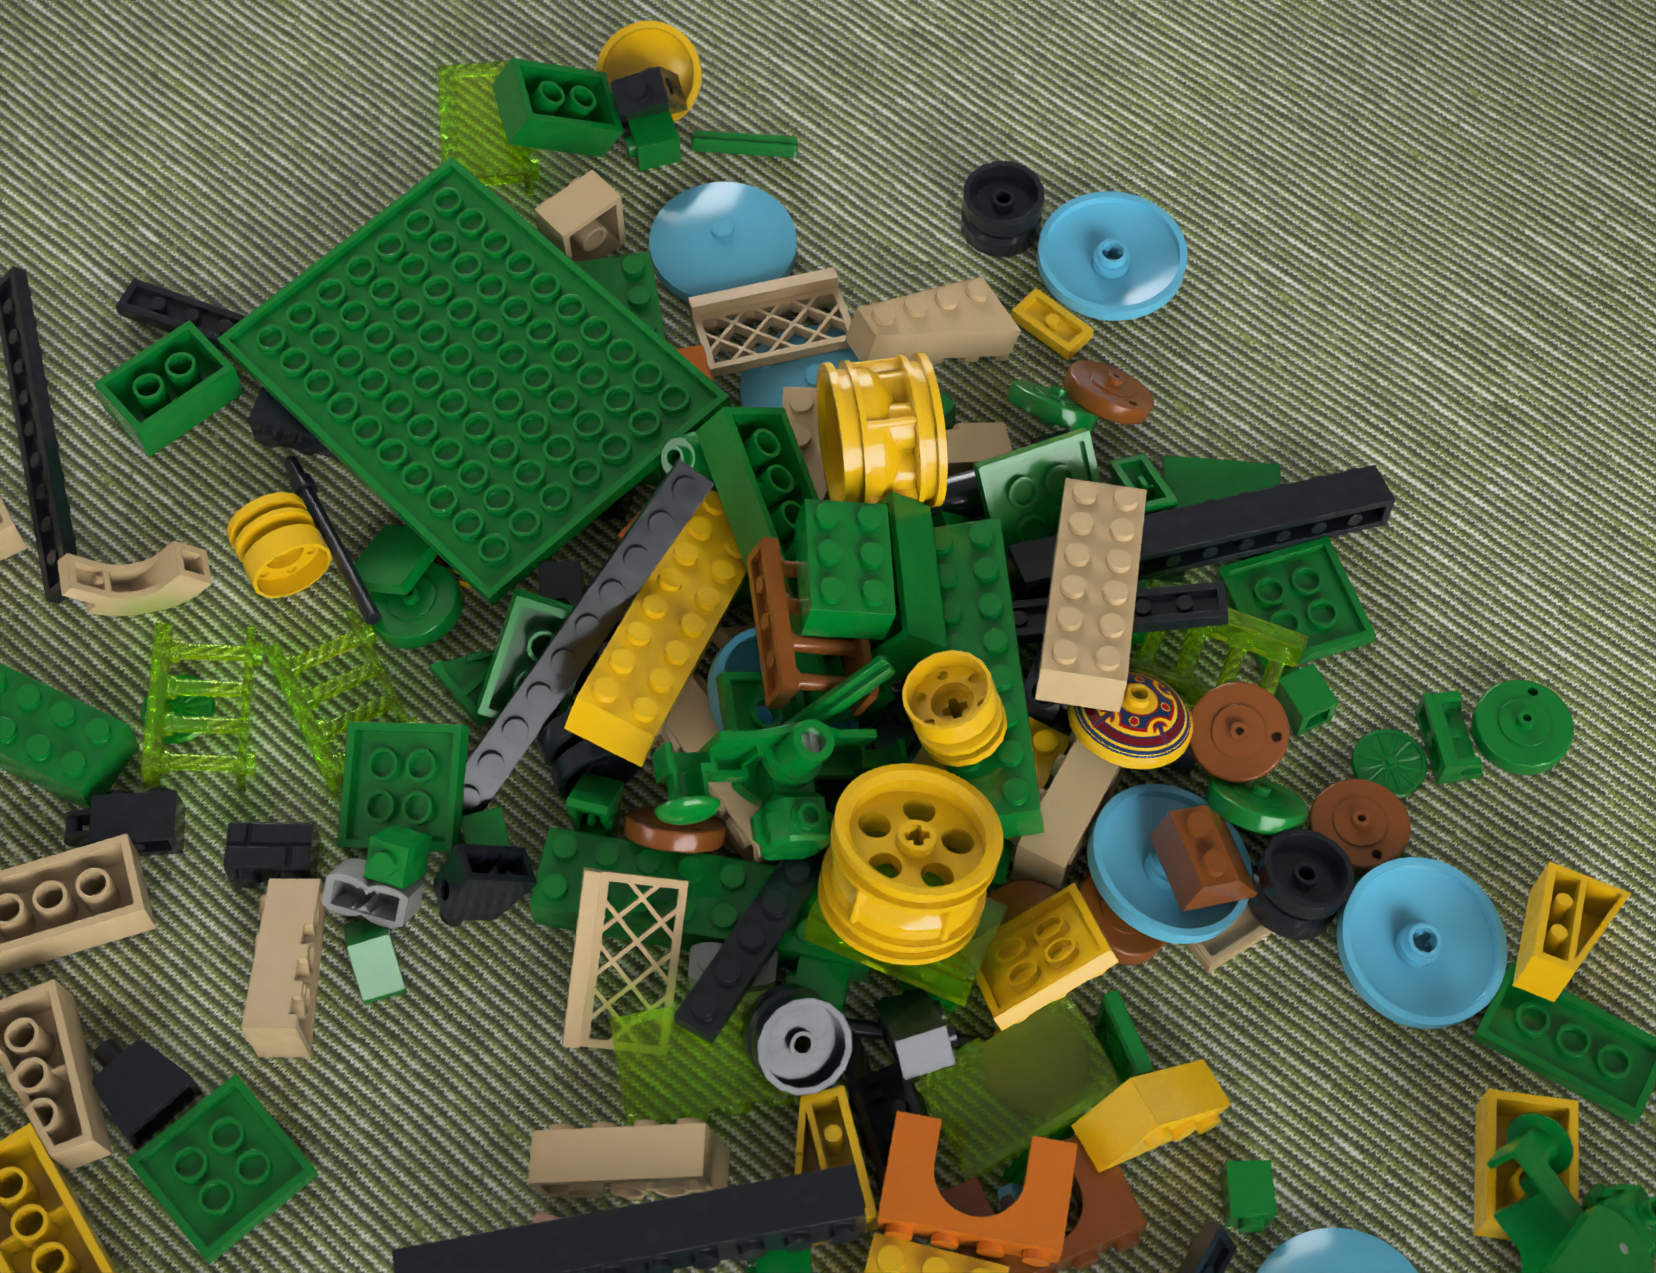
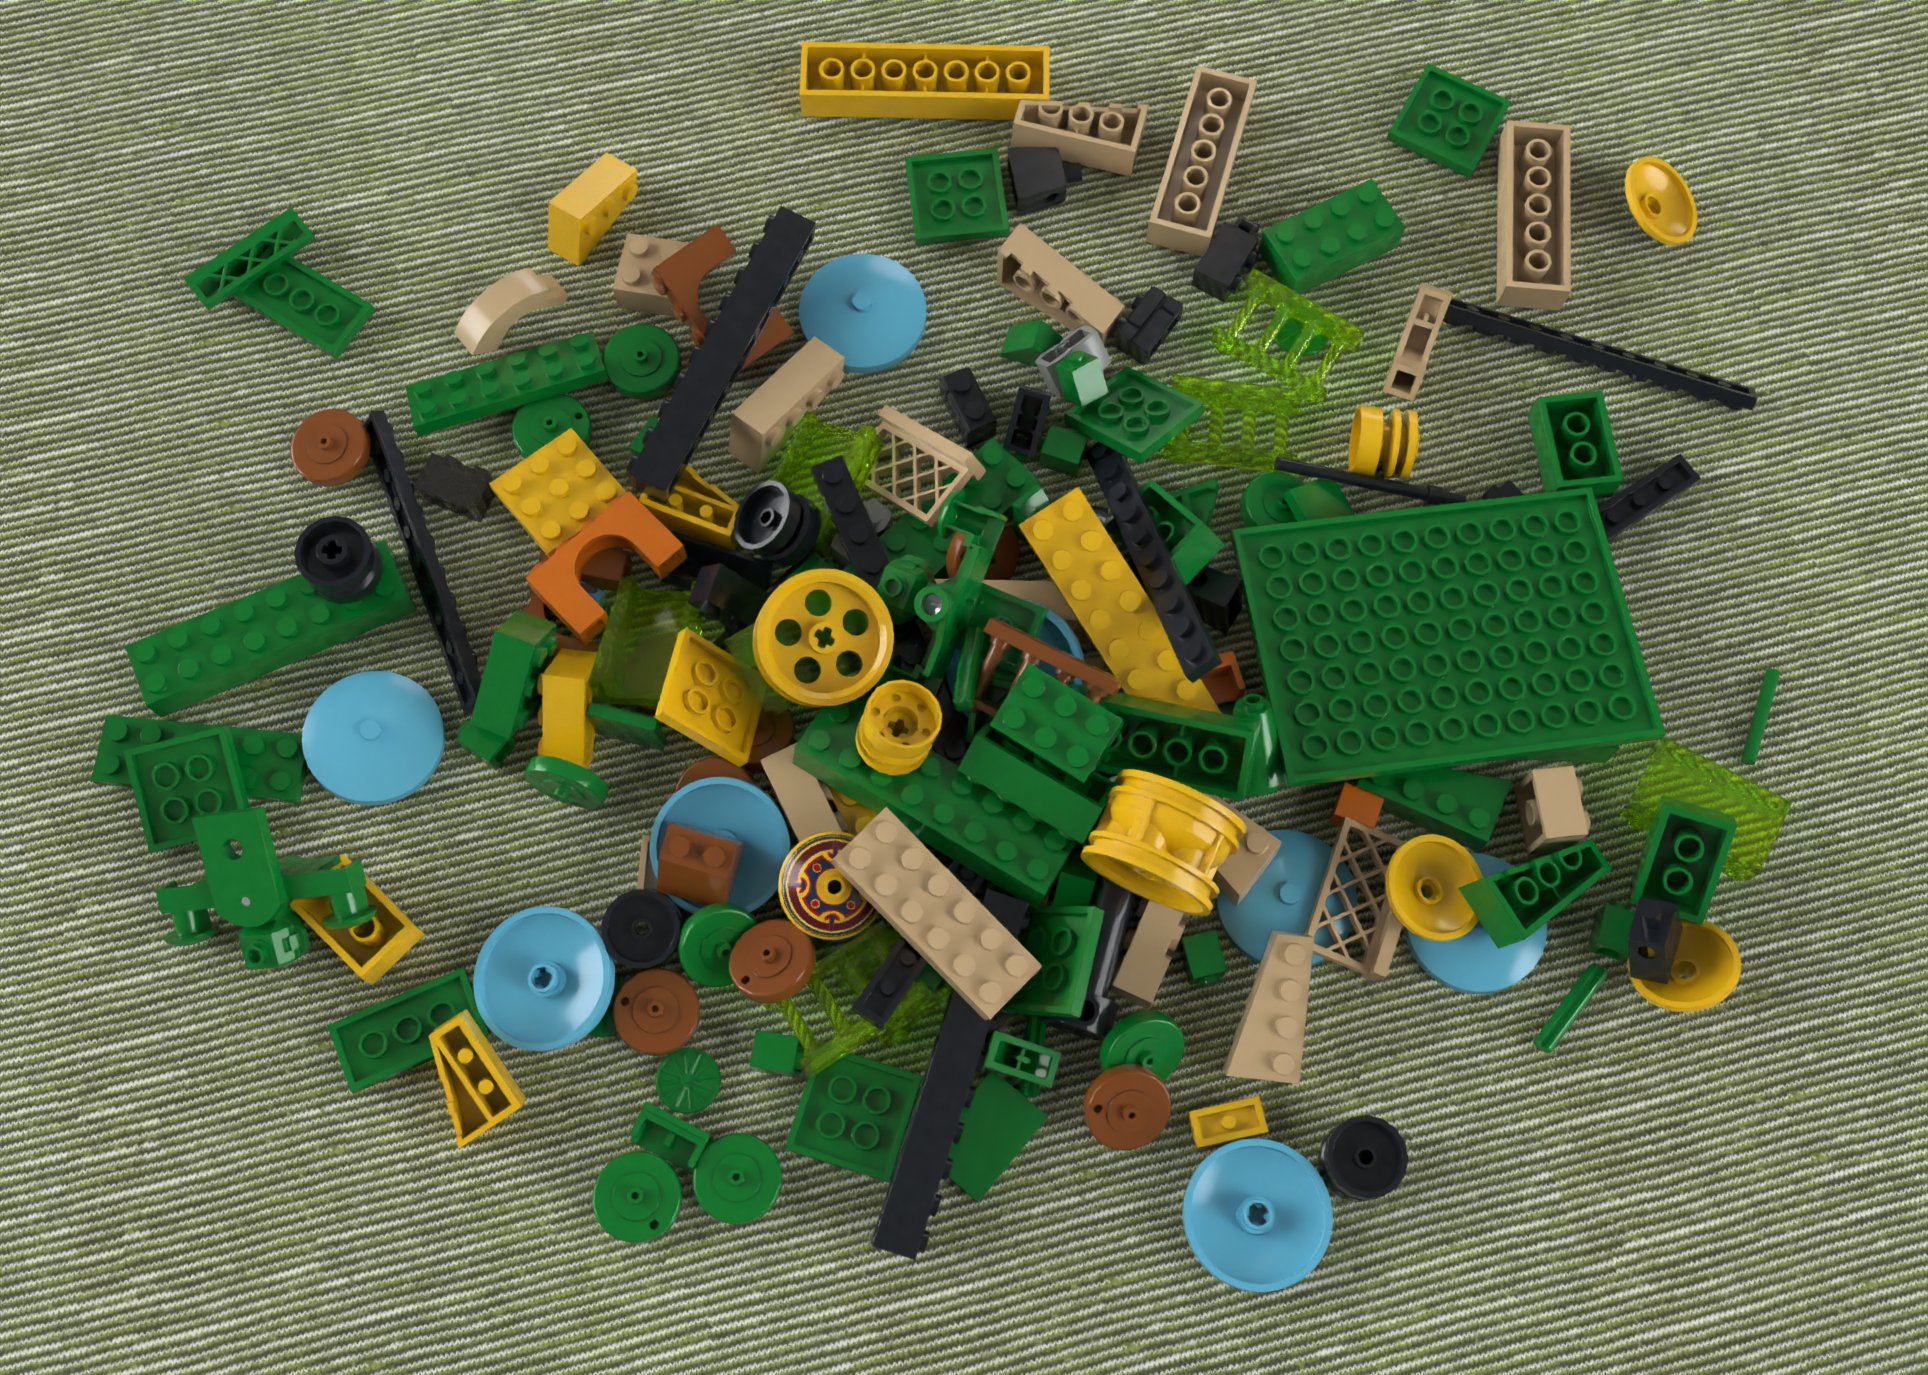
camera: 125 degrees right, 10 degrees up
(358, 136) = (1760, 716): none -> green bar
(447, 1166) = (864, 311): none -> medium azure dish
(501, 968) = (968, 407): none -> black brick
(676, 193) = (1529, 895): none -> green wedge
(728, 260) = (1439, 868): none -> yellow dish
(1168, 1184) = (512, 673): none -> green brick
(1228, 1059) = (566, 782): none -> green wheel
(1432, 655) = (737, 1178): none -> green wheel

